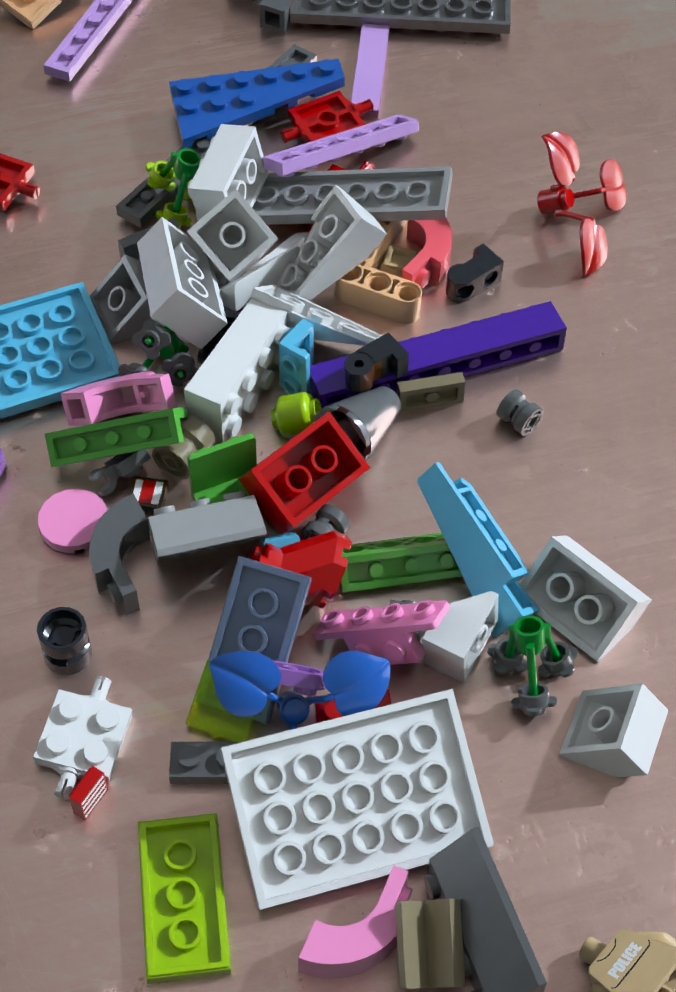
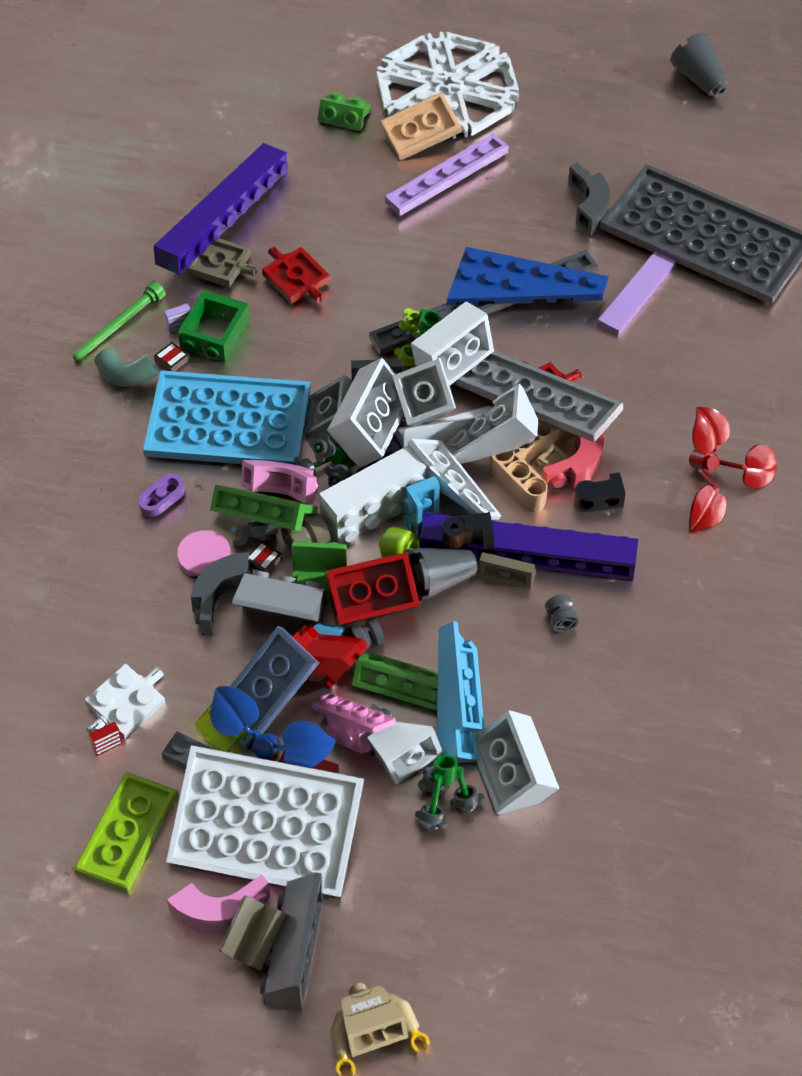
camera: 30 degrees right, 0 degrees up
(64, 640) = (147, 633): black wheel -> none
(303, 678) = (271, 723): medium lavender plate -> none
(325, 117) = (571, 324): red plate -> none
(335, 146) = (564, 349): lavender plate -> none
(615, 730) = (472, 864): white slope -> none

